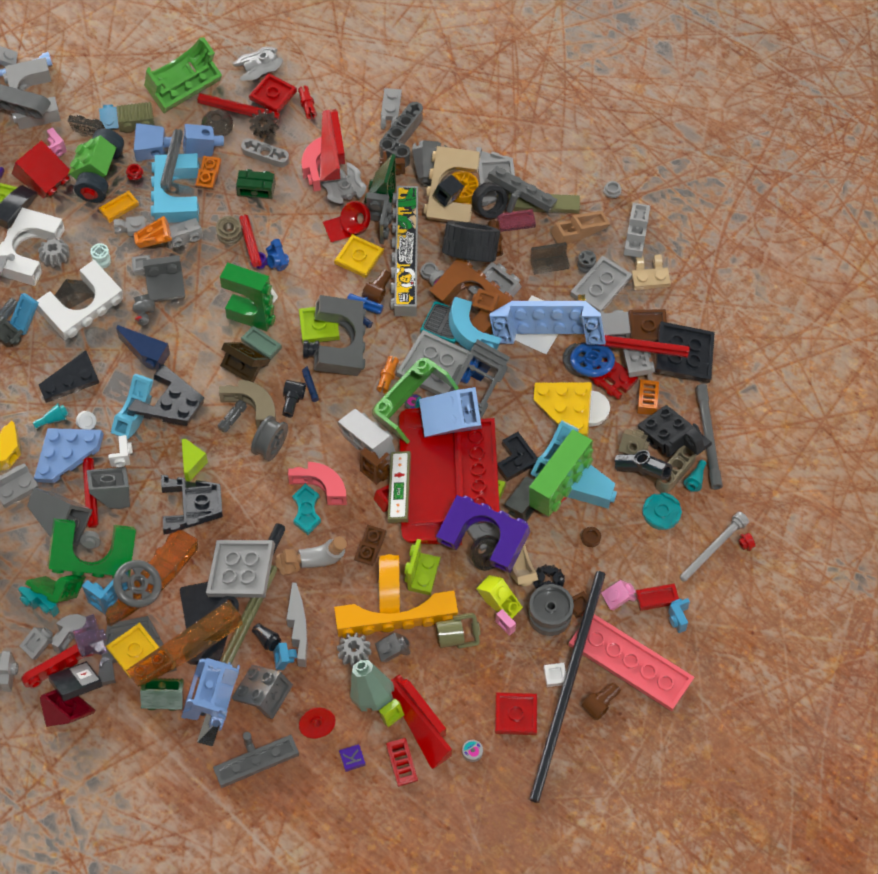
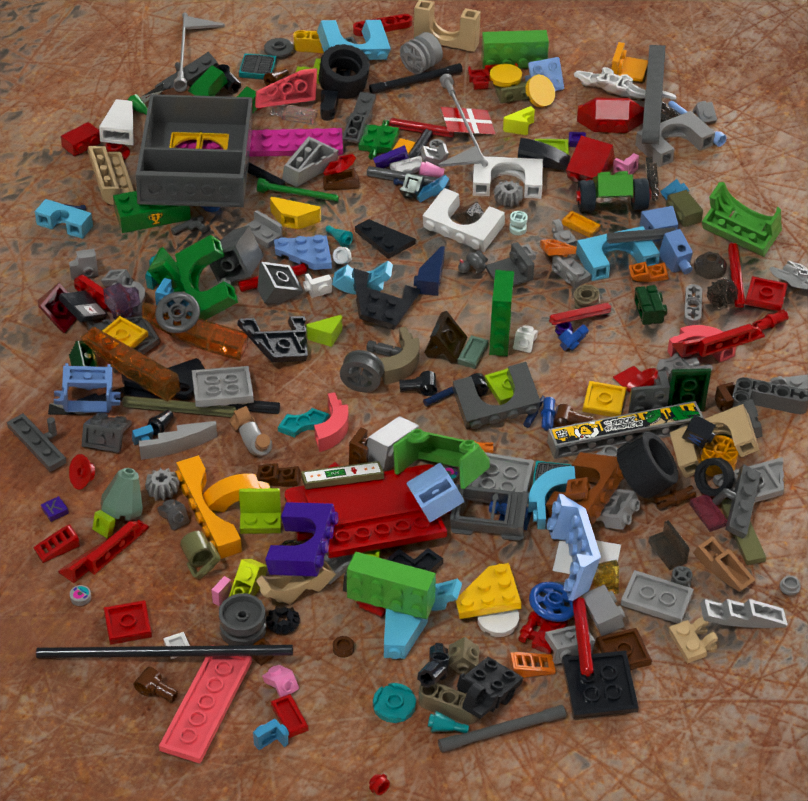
camera: 75 degrees right, 15 degrees down
(134, 168) = (623, 223): red plate -> none
(738, 521) = (402, 772): light grey piece -> none

